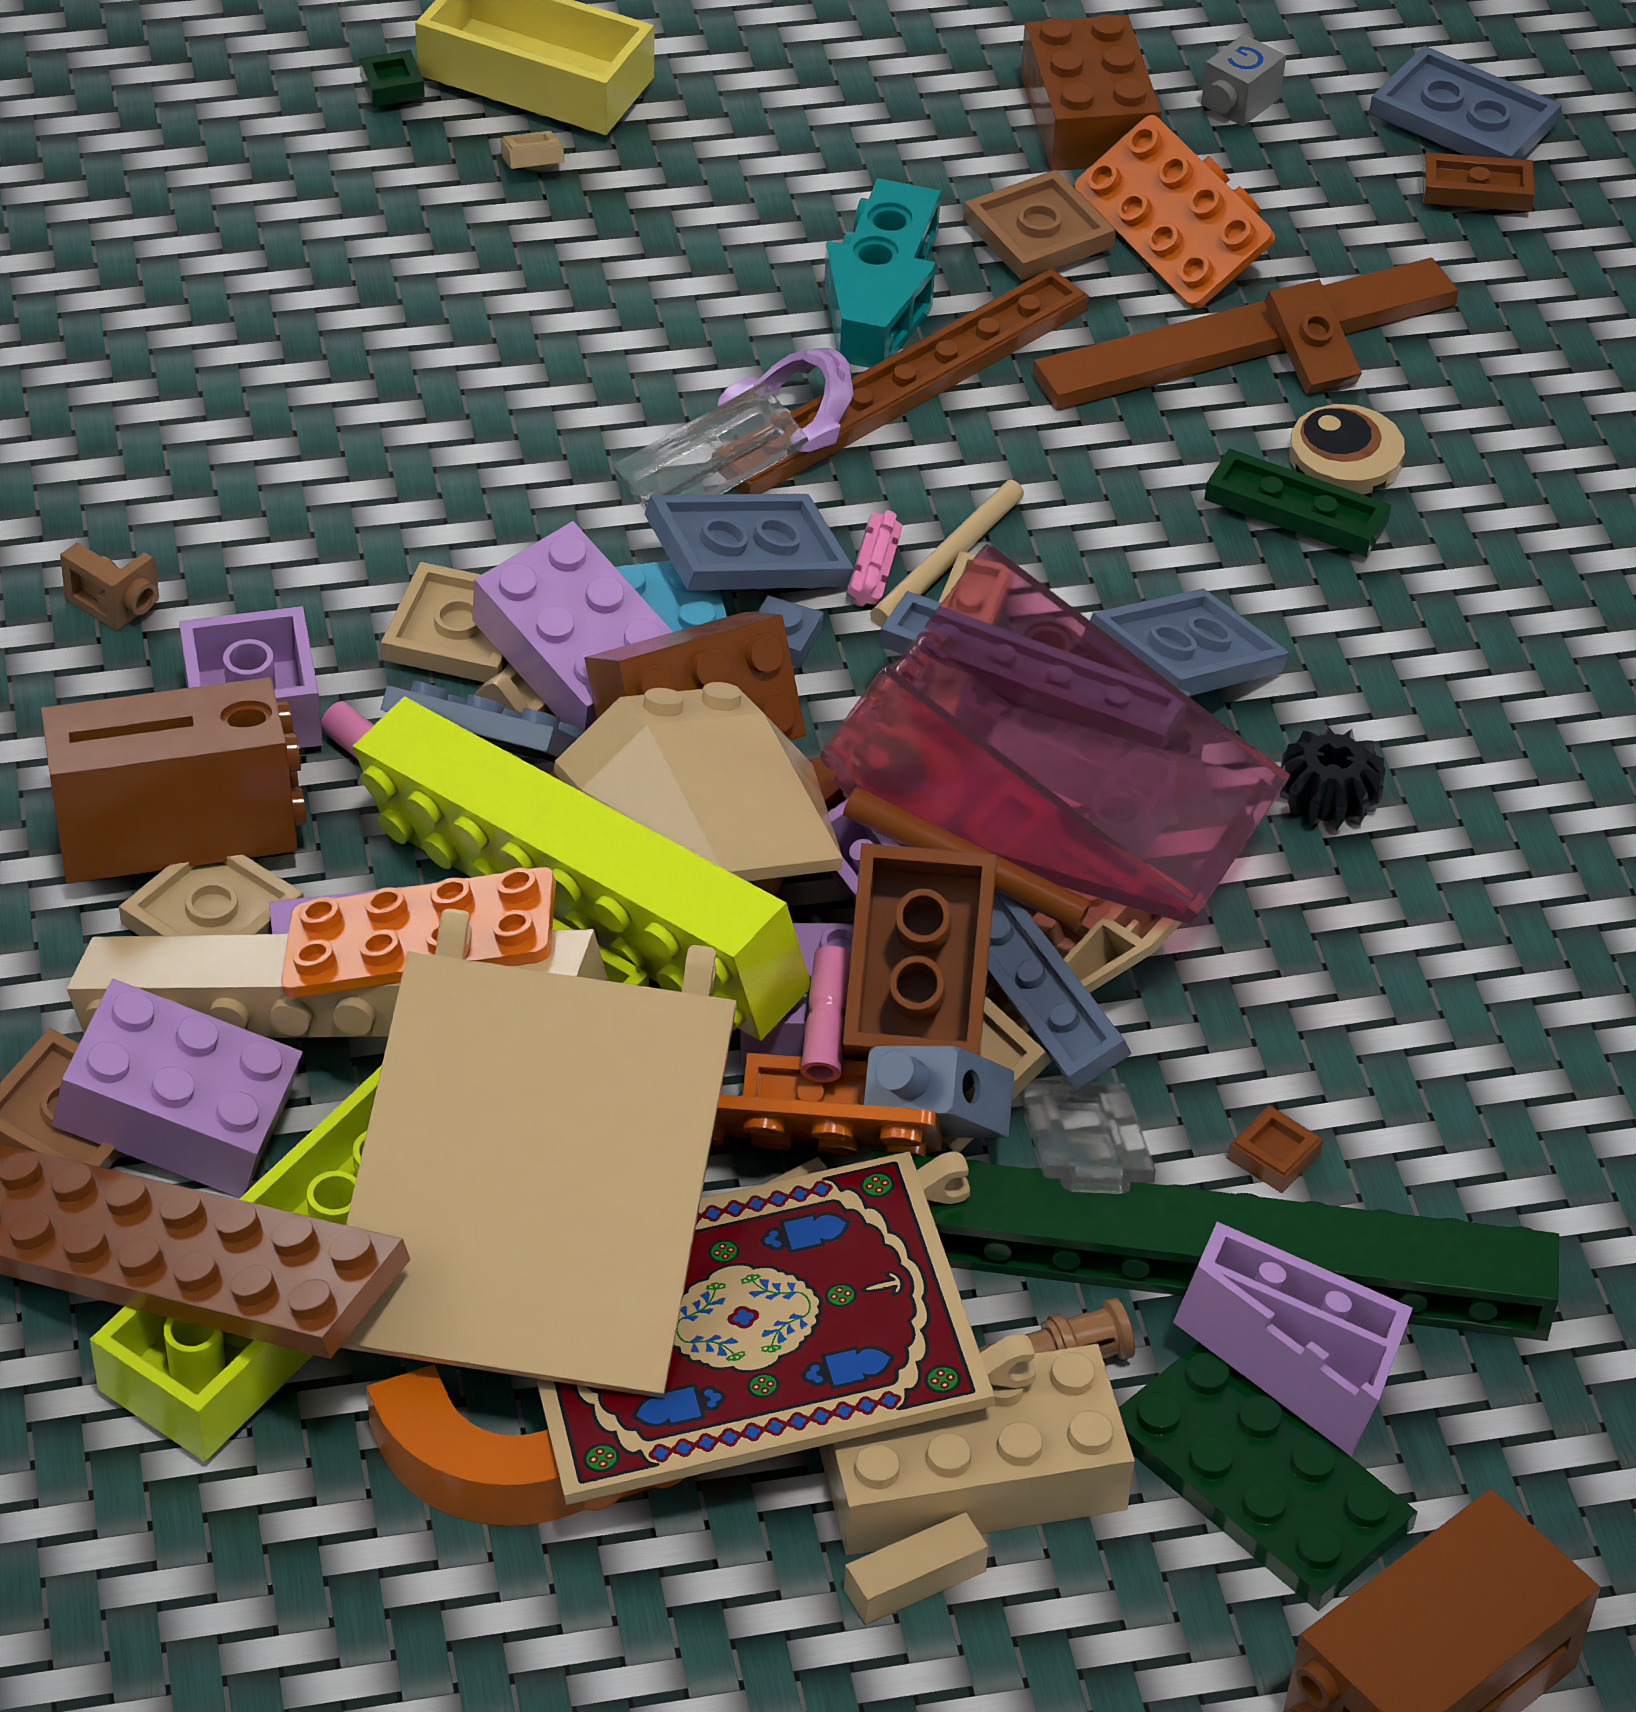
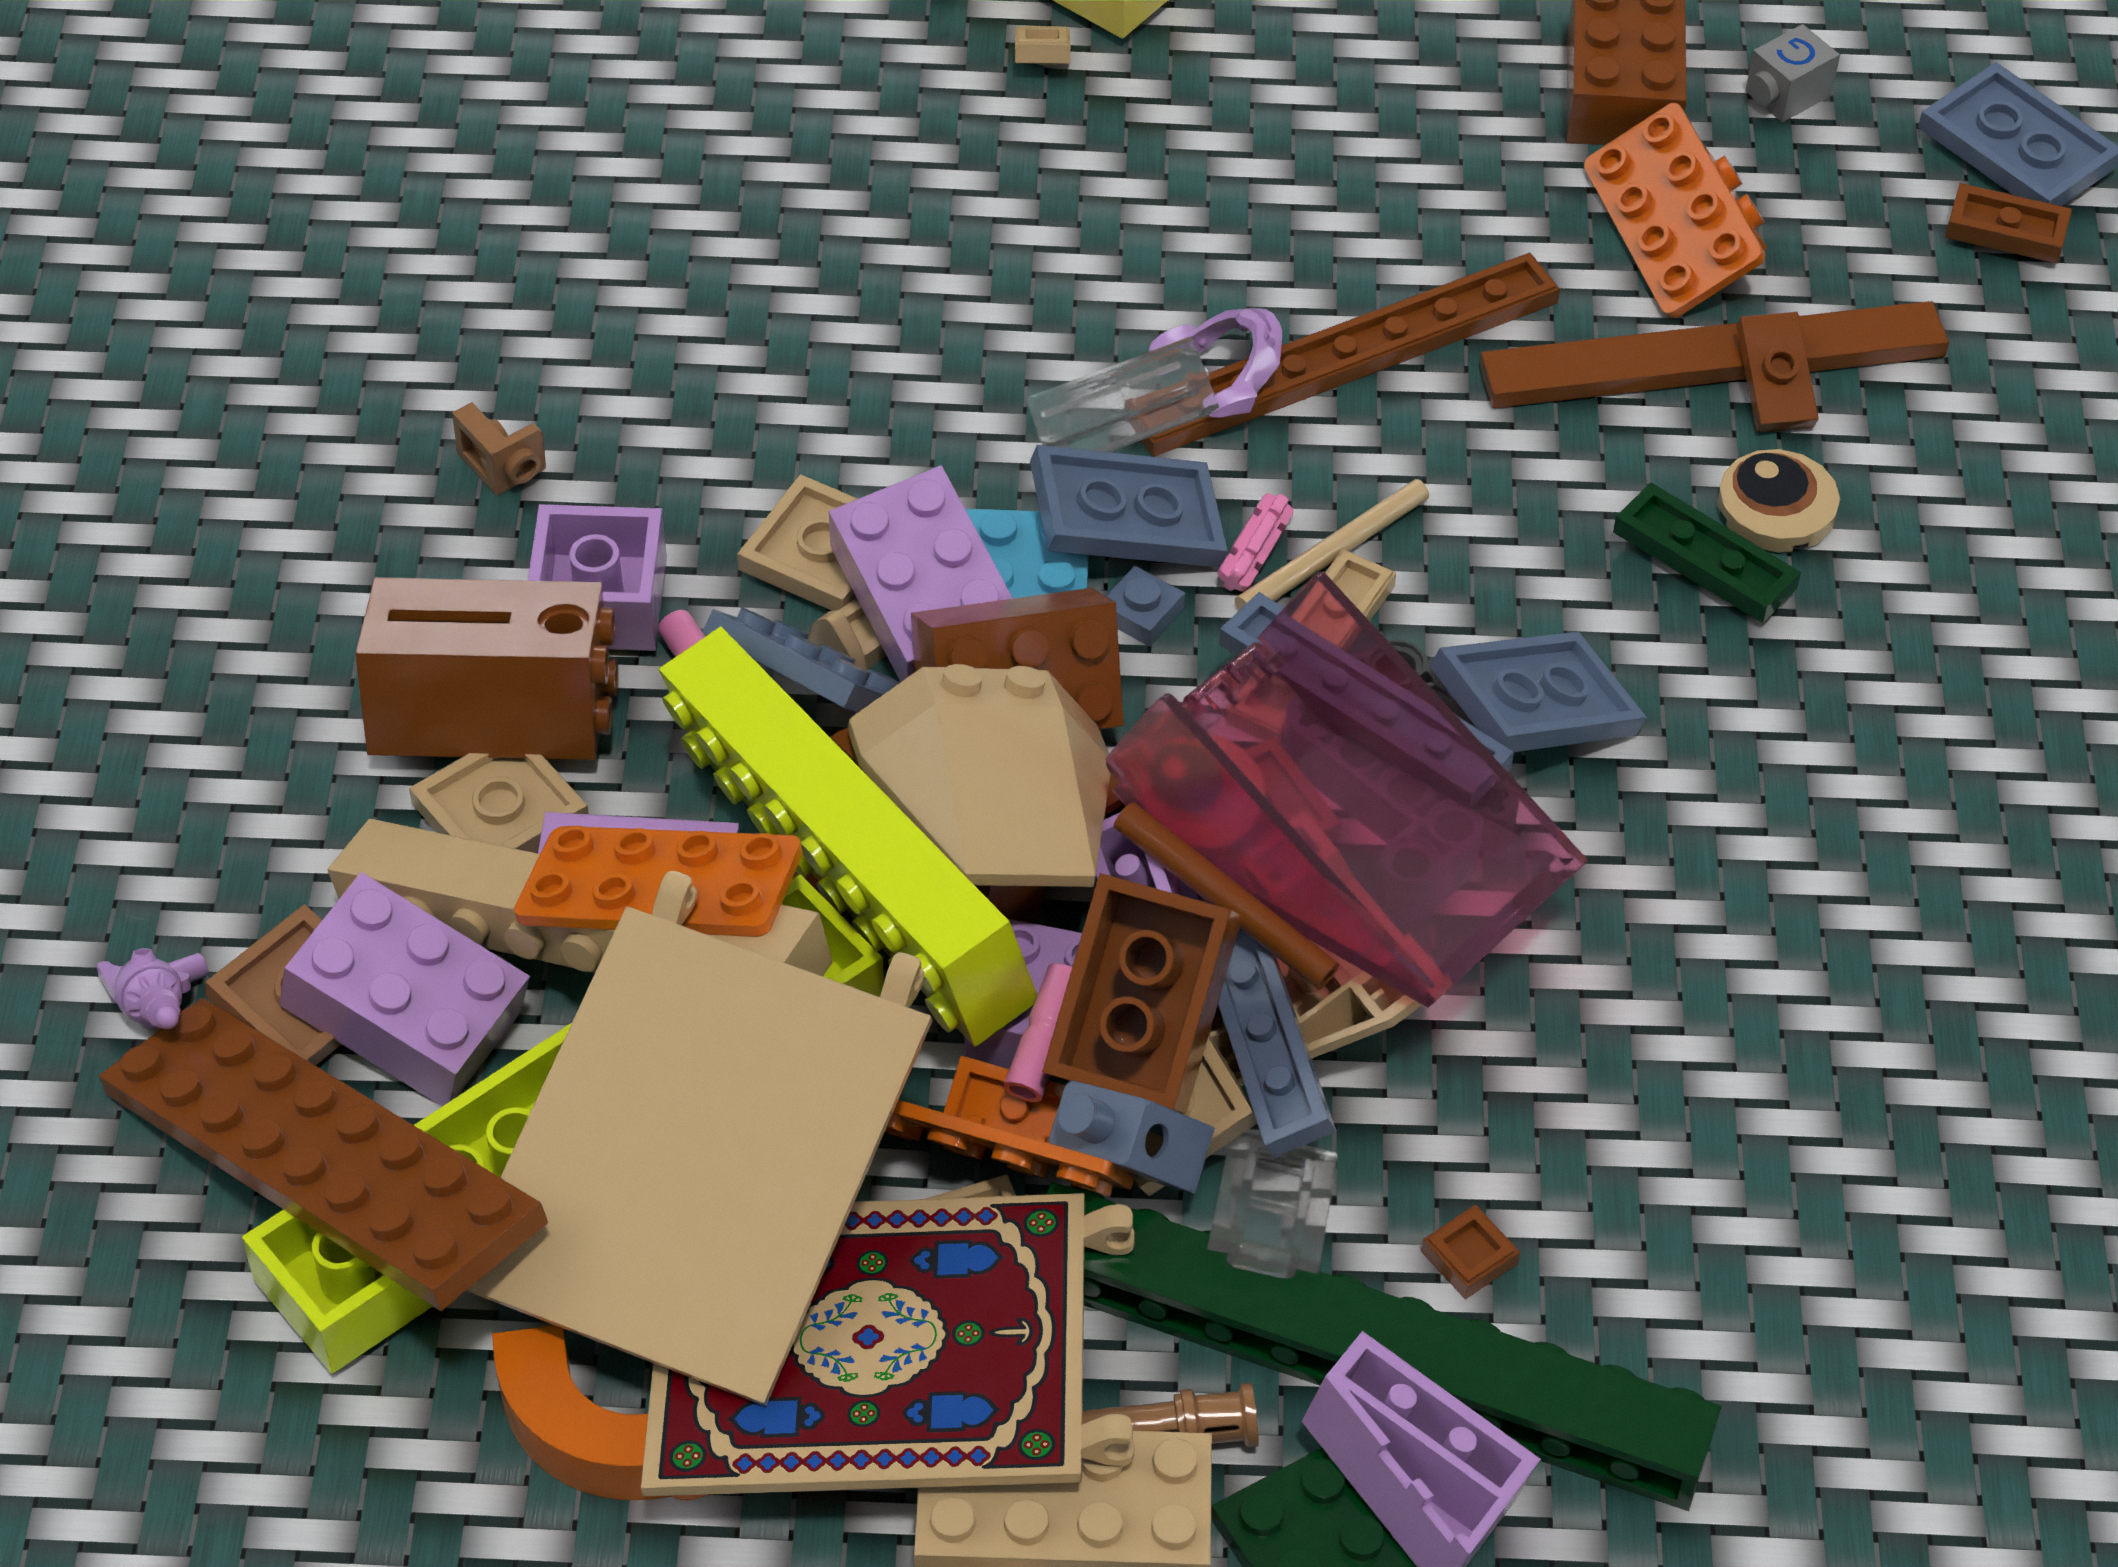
camera: 15 degrees right, 5 degrees up
(881, 273) = (1354, 232): teal brick -> none
(1039, 224) = (1531, 203): medium nougat plate -> none
(1332, 777) = (1647, 861): black gear -> none

